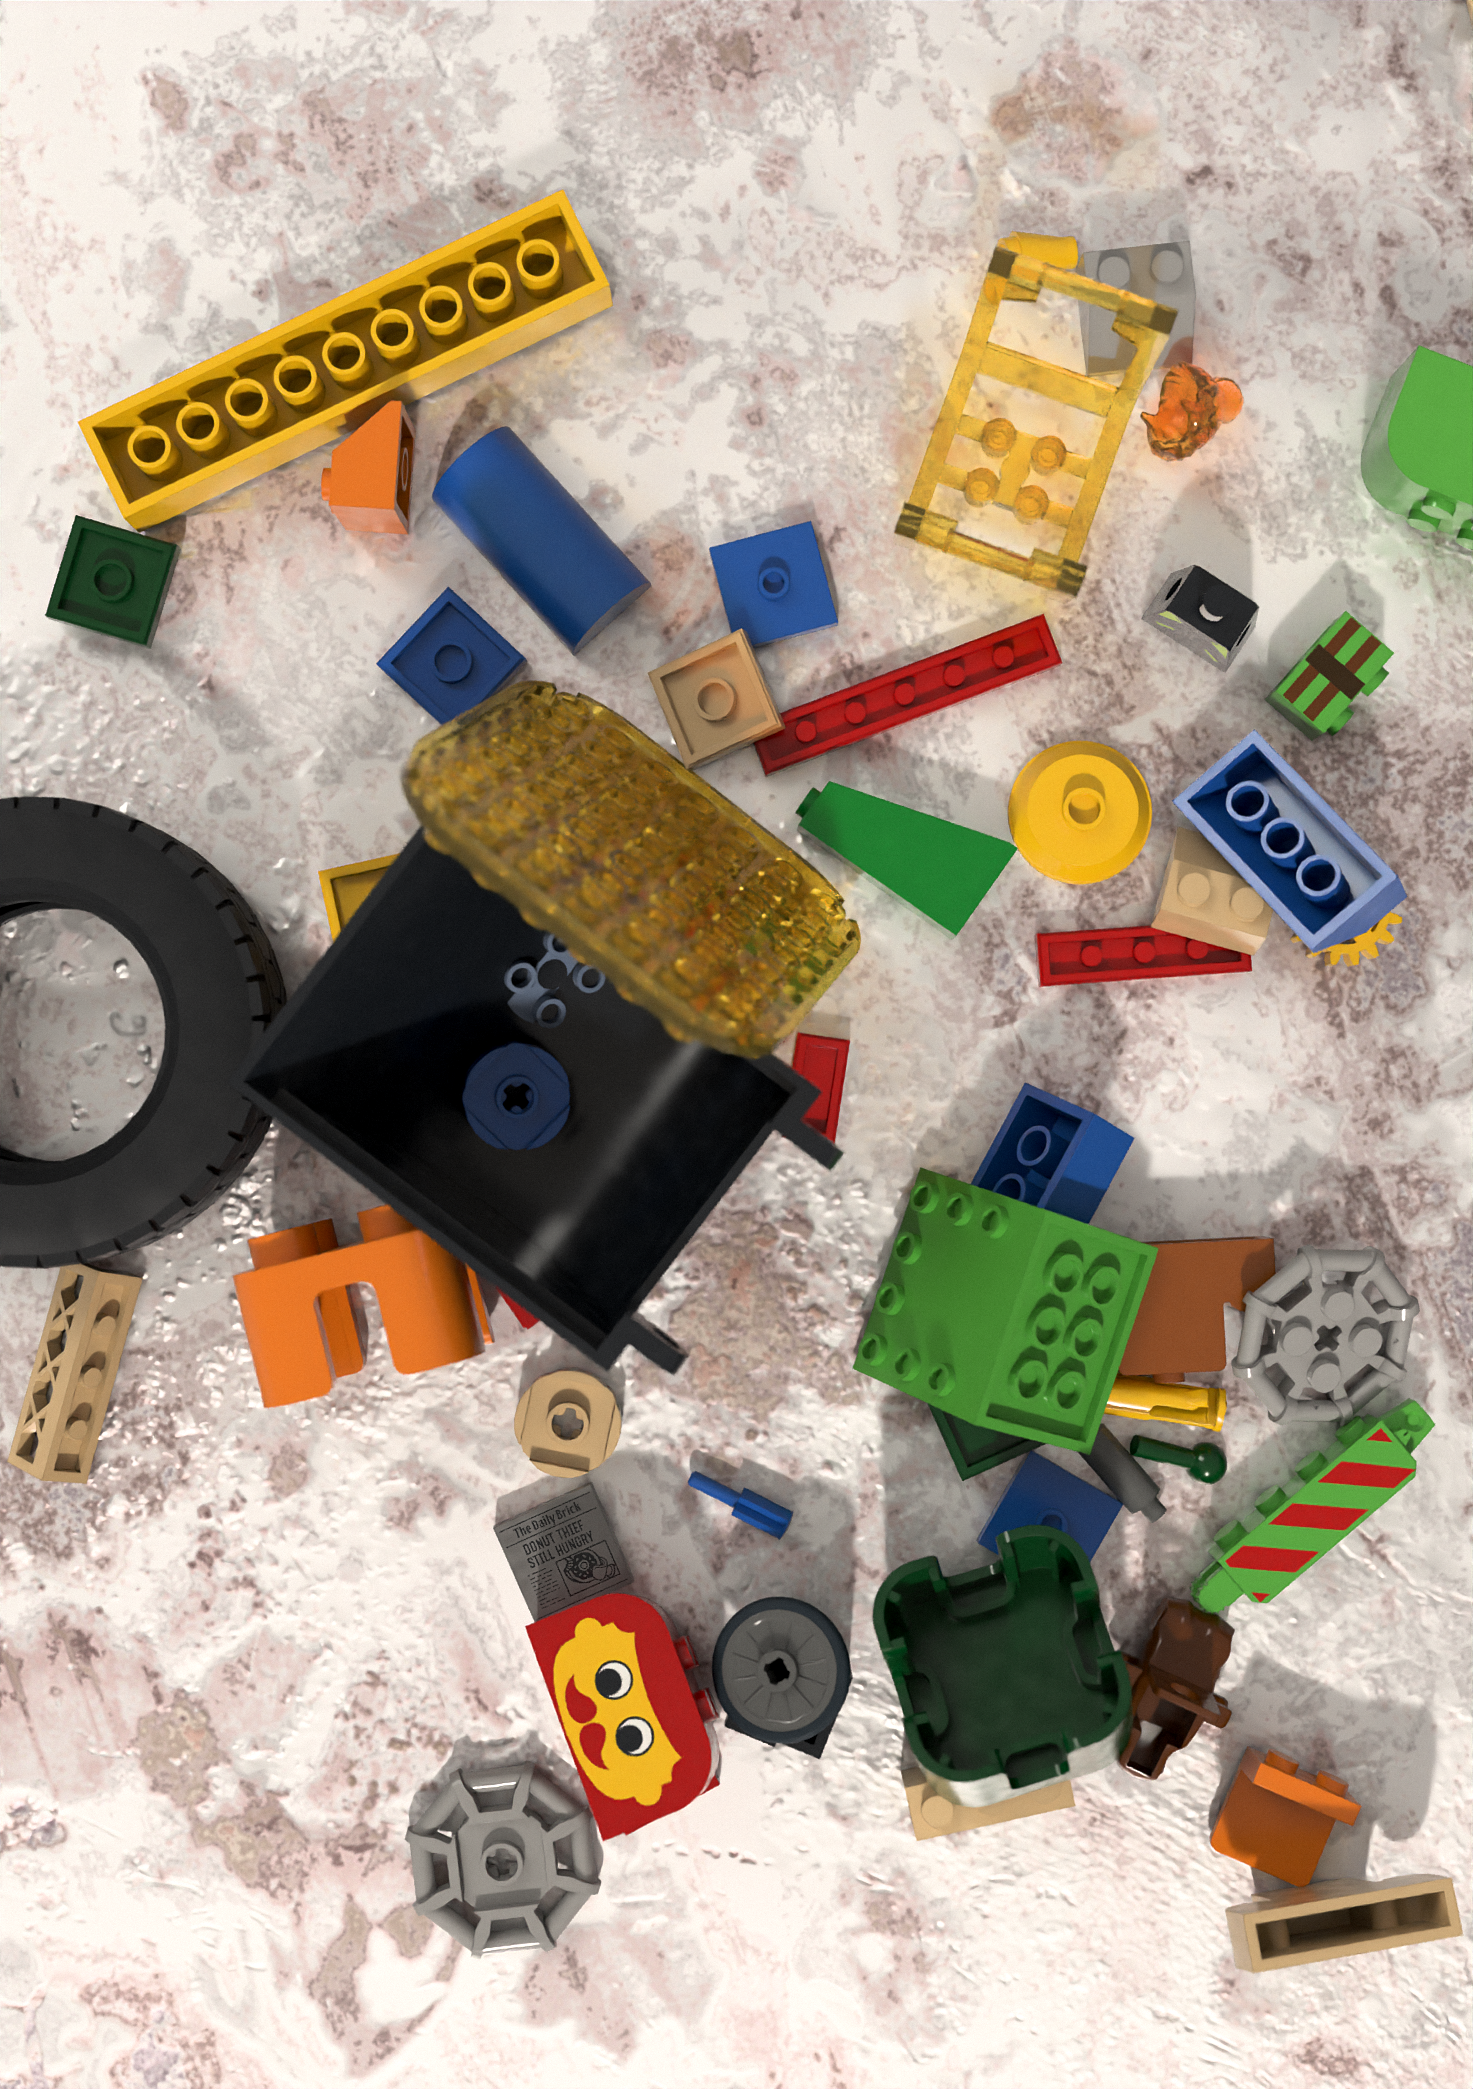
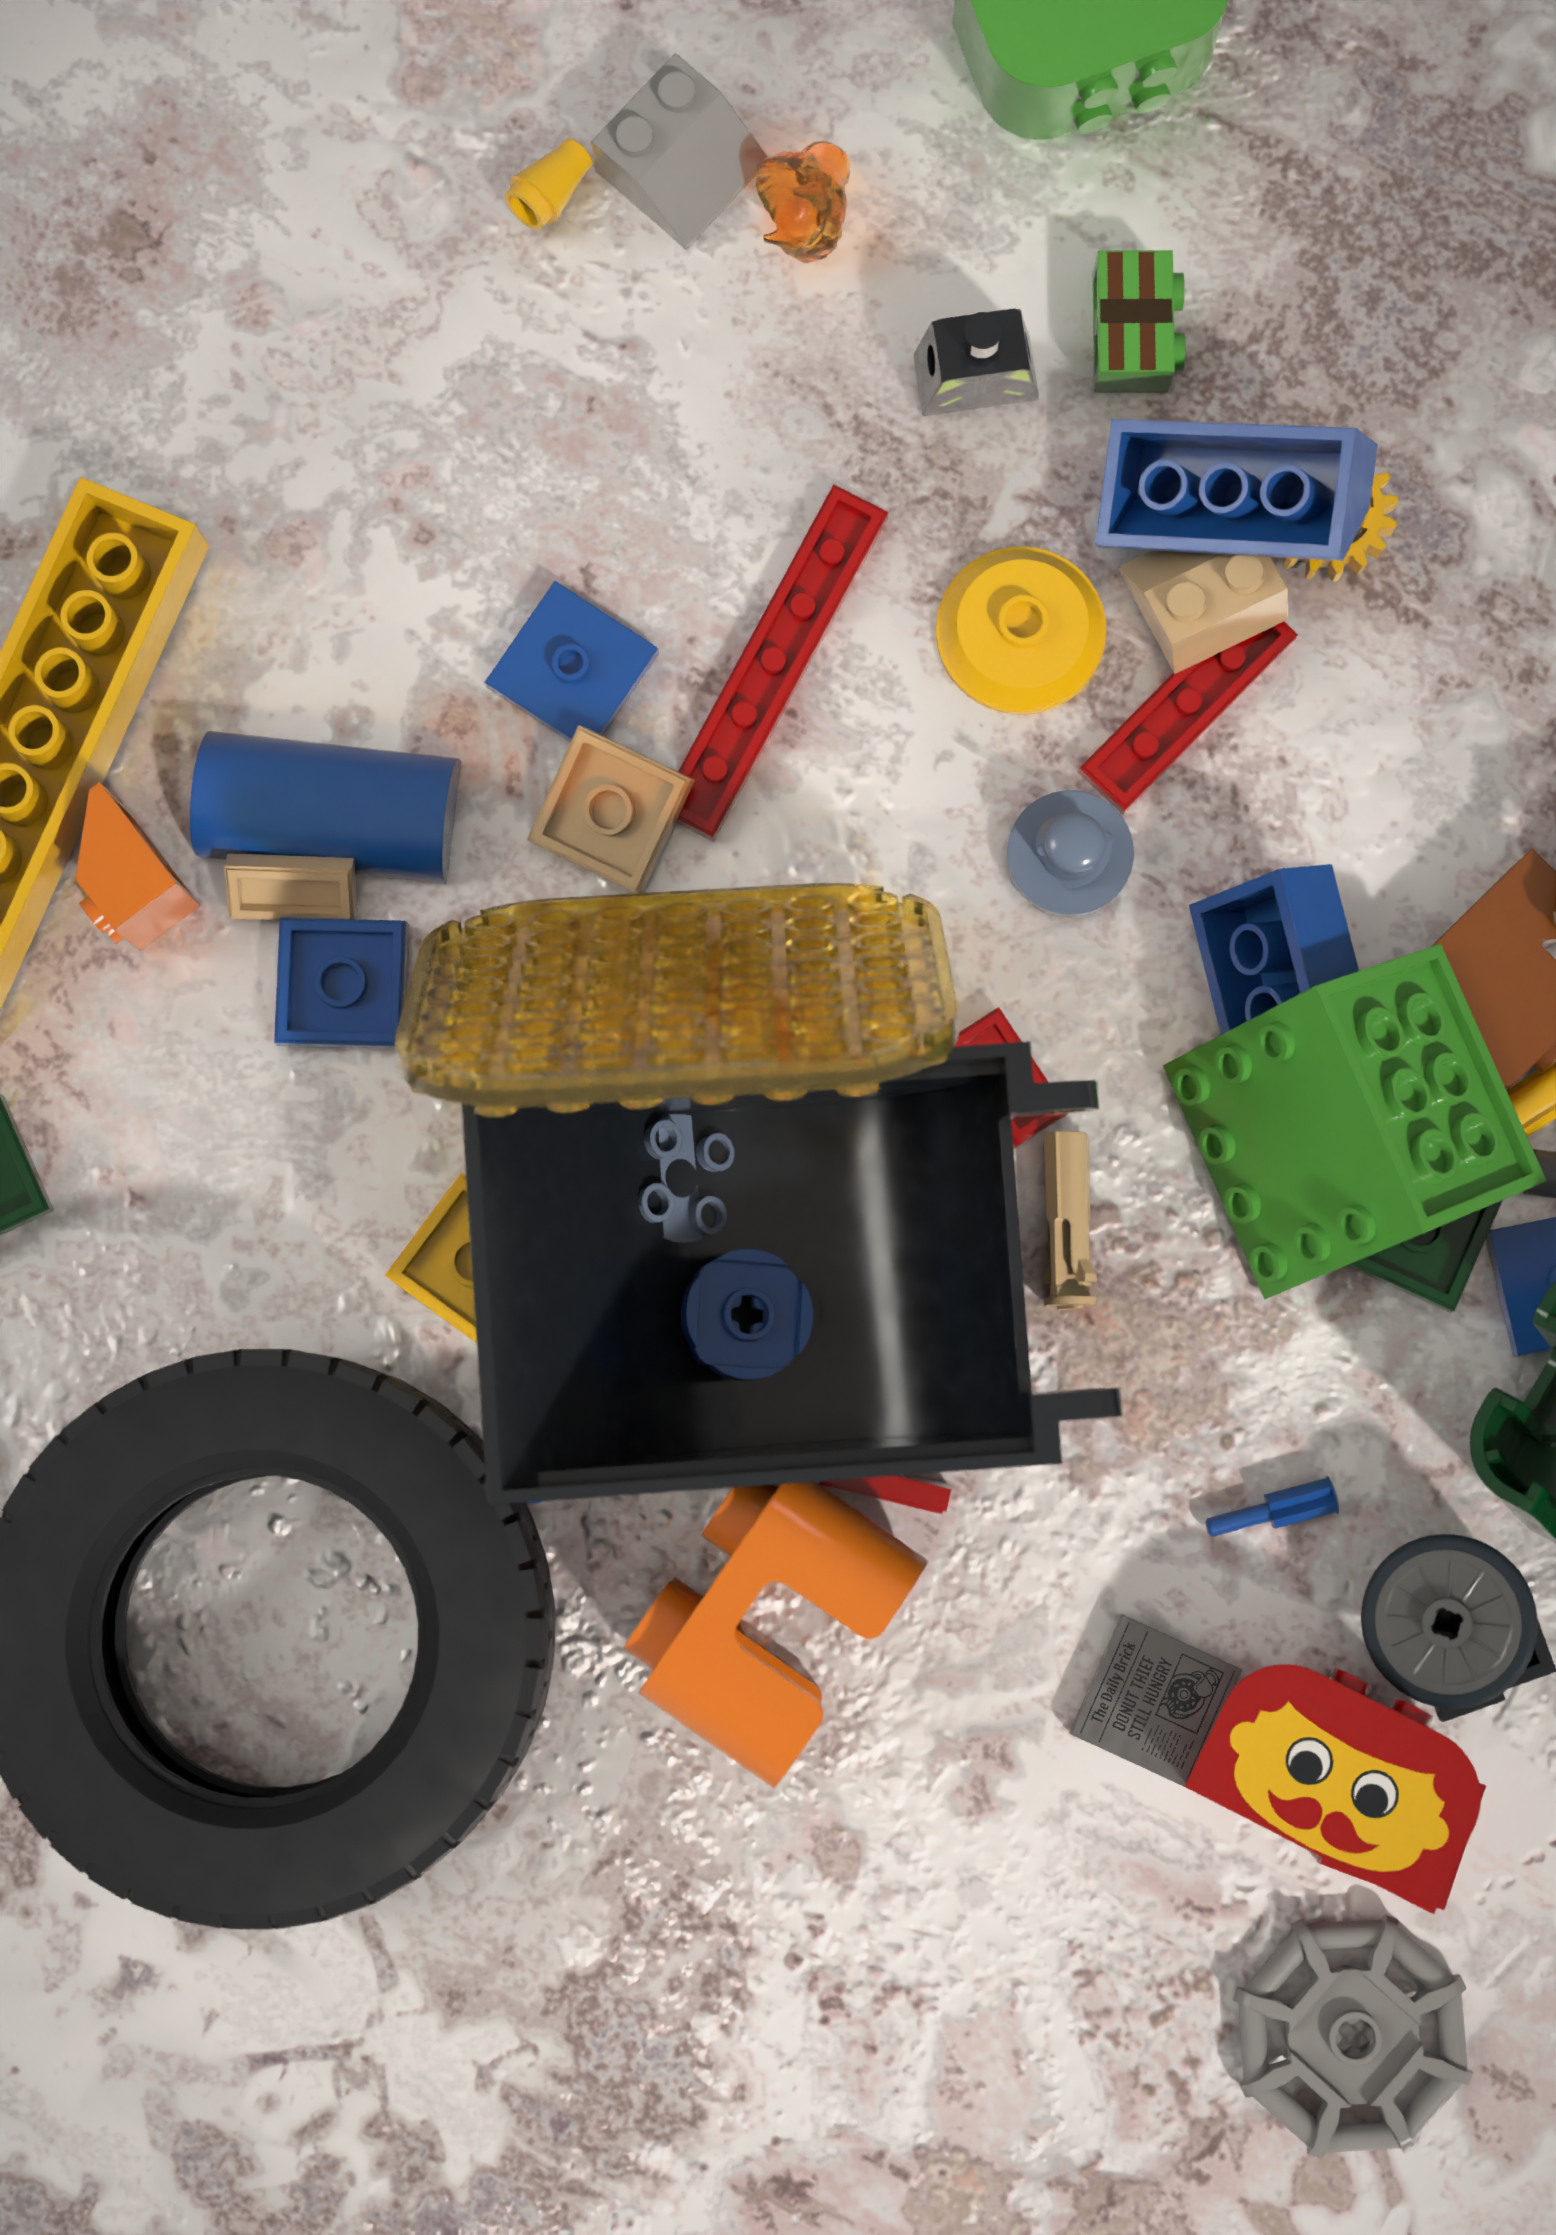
camera: 40 degrees left, 5 degrees down
(79, 1375) = (567, 1931): tan fence -> none
(472, 573) = (290, 887): none -> tan tile
(586, 1447) = (1089, 1585): tan plate -> none
(775, 1210) = (1068, 1219): none -> tan piece
(910, 855) = (904, 797): green slope -> none
(982, 982) = (1070, 853): none -> sand blue plate
(1020, 279) = (814, 429): clear yellow windscreen -> none

